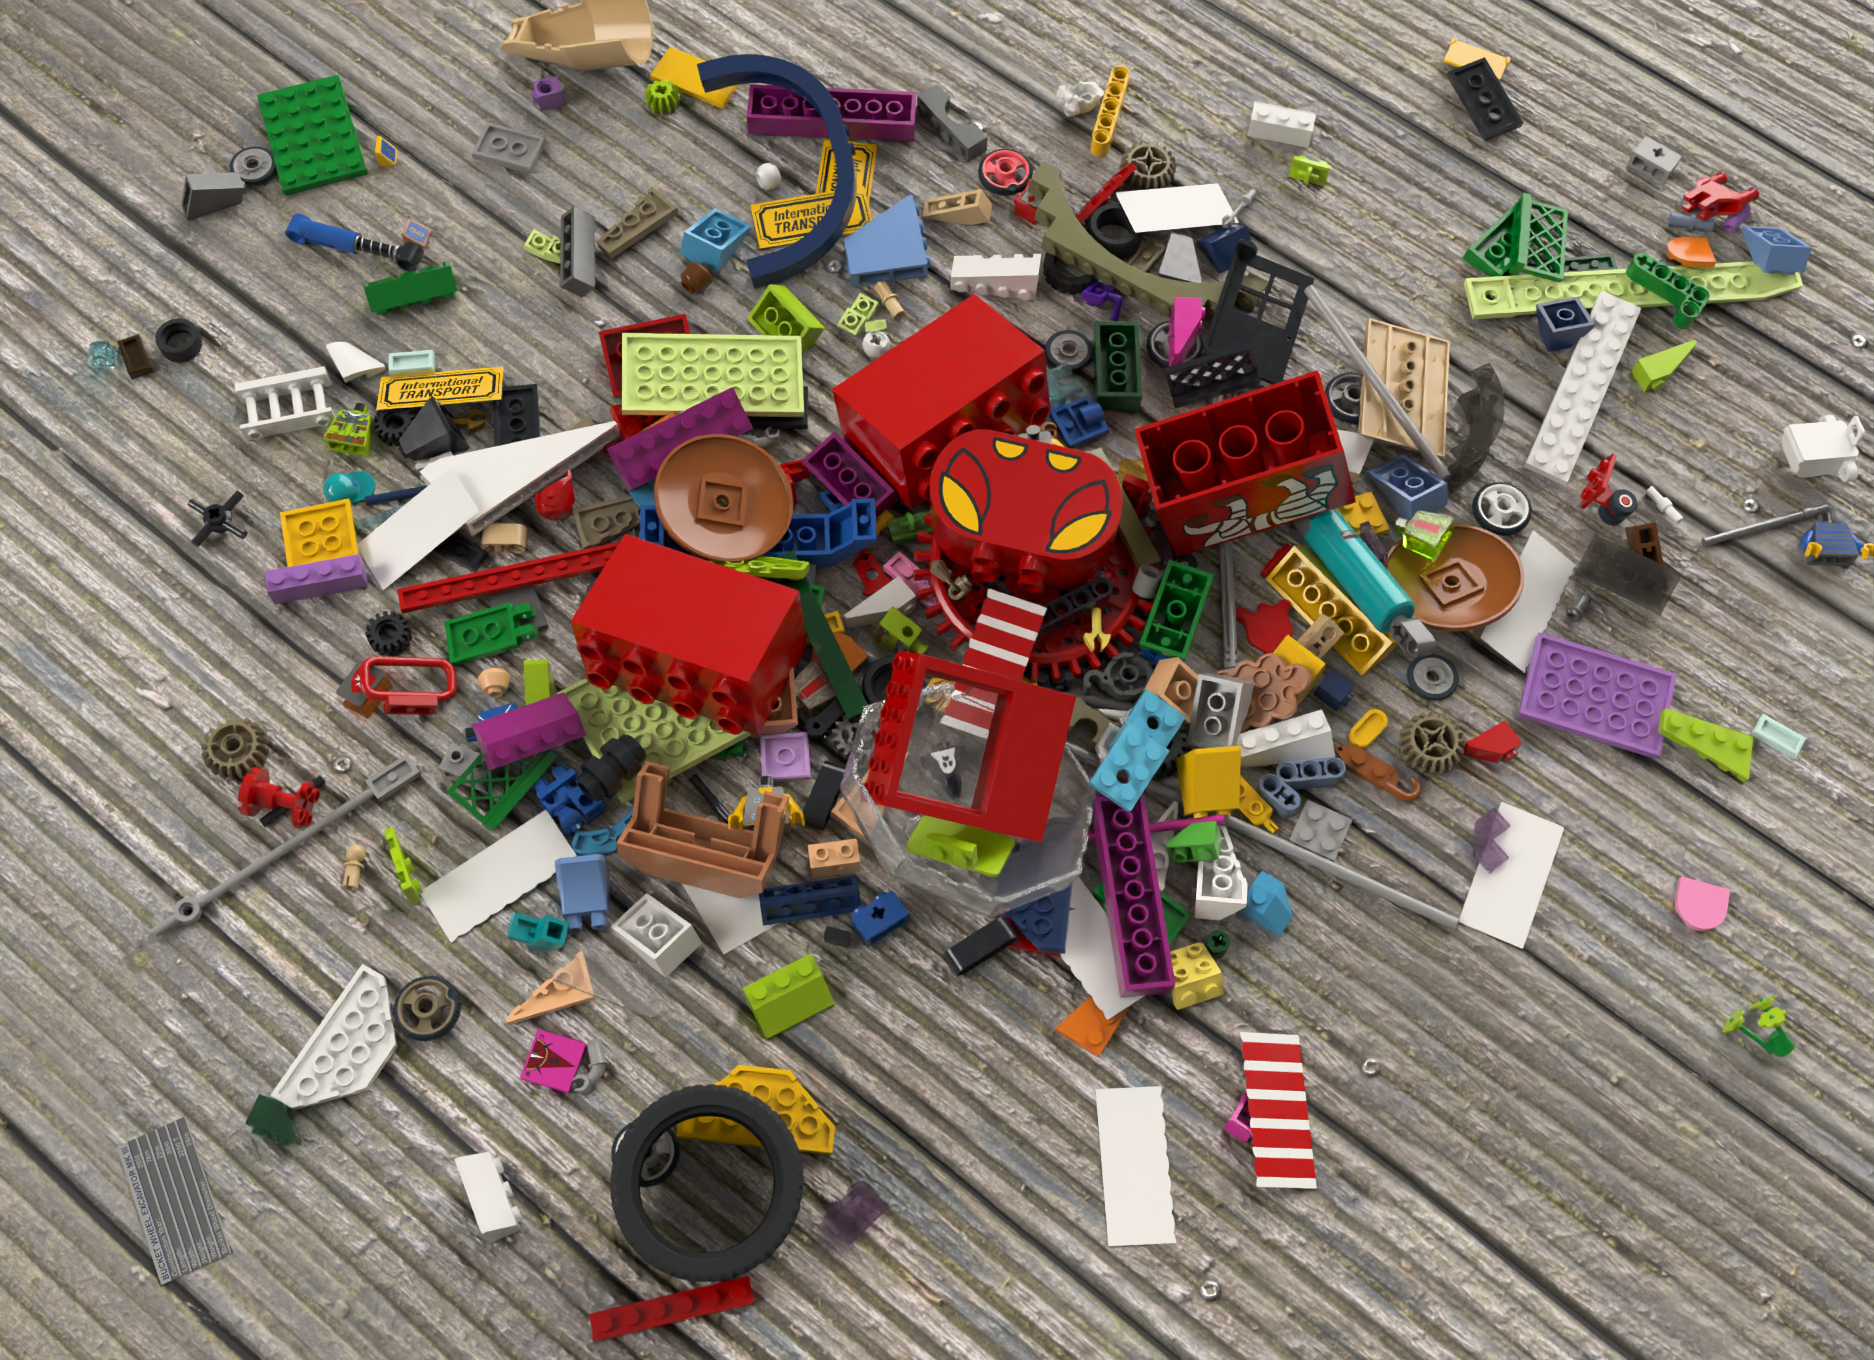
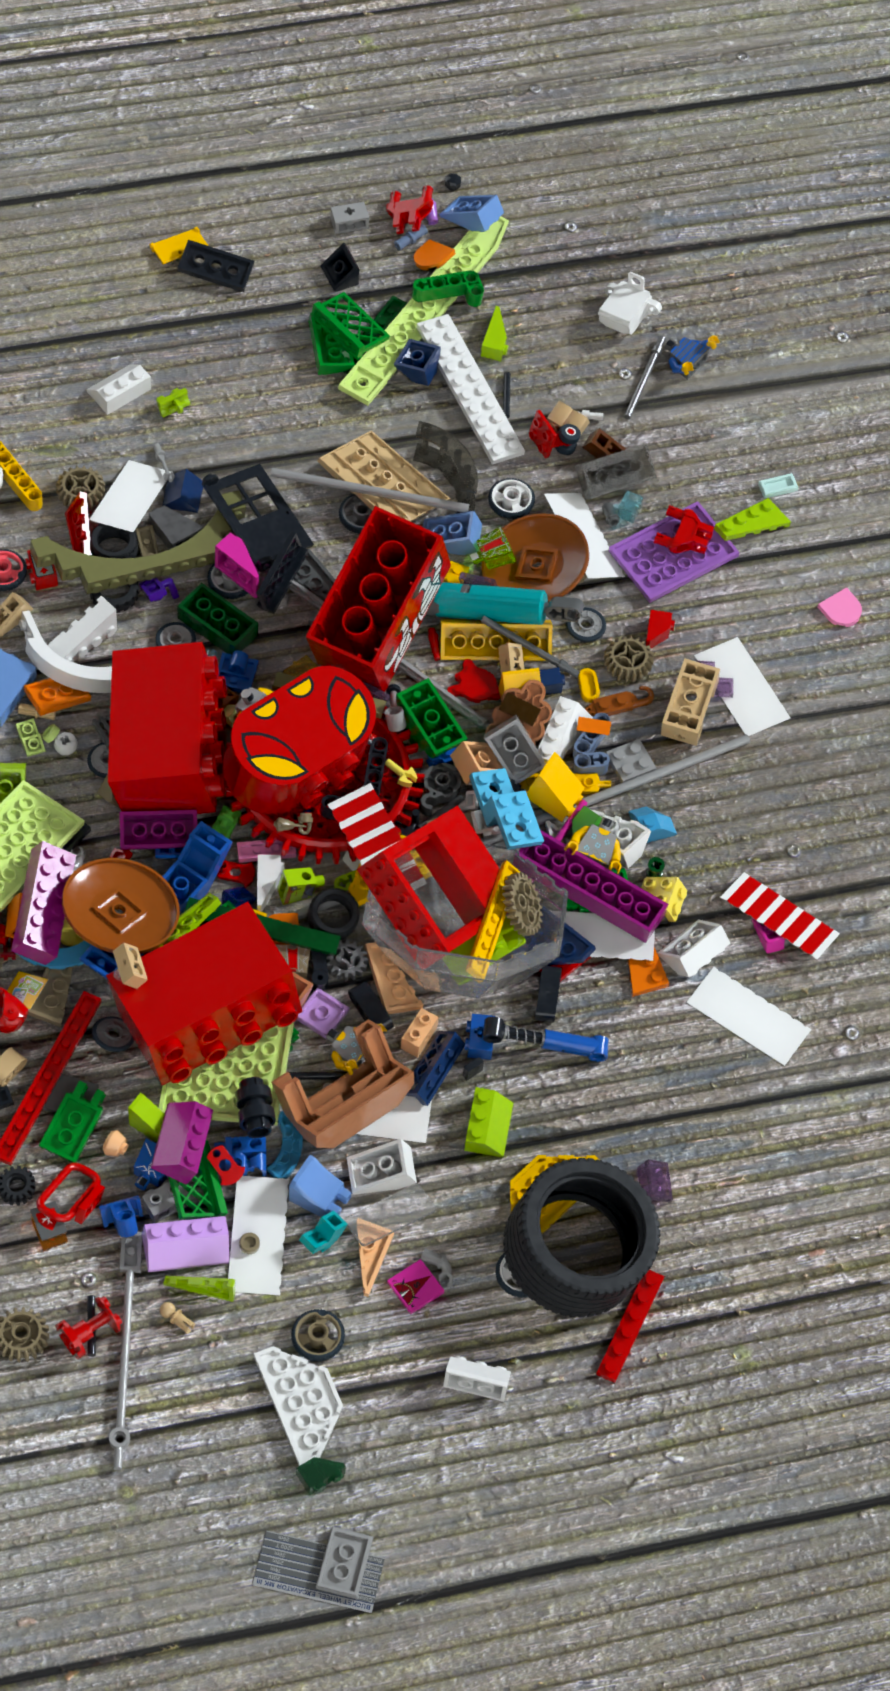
camera: 55 degrees left, 5 degrees down
(196, 1217) = (344, 1562): none -> light grey tile
(421, 743) = (123, 1215): none -> blue pin
(432, 818) = (186, 1244): none -> lavender slope
(481, 873) = (249, 1243): none -> dark tan tile
(541, 803) = (230, 1176): none -> red piece
(595, 495) = (27, 988): none -> sticker
(642, 543) = (129, 966): none -> tan piece
(840, 595) = (238, 896): none -> clear blue slope
(918, 298) = (52, 696): none -> orange tile
(941, 279) = (59, 669): none -> white arch
(957, 1033) = (592, 1047): none -> piece
(984, 823) = (493, 916): none -> yellow tile
(1029, 841) = (522, 904): none -> dark tan gear
(1161, 1050) = (695, 947): none -> white slope
(1181, 865) = (597, 844): none -> torso
(1265, 682) = (515, 706): none -> dark brown tile
(1319, 765) = (594, 726): none -> orange sticker
(1363, 687) = (562, 664): none -> dark grey bar
(1411, 843) = (684, 717): none -> tan plate
(1591, 193) = (341, 269): none -> black slope
(1597, 433) = (506, 394): none -> black bar
(1604, 618) = (630, 506): none -> clear light blue brick
(1625, 690) = (690, 535): none -> red connector
(1642, 486) = (563, 414): none -> tan brick
(1790, 211) = (452, 181): none -> black tile

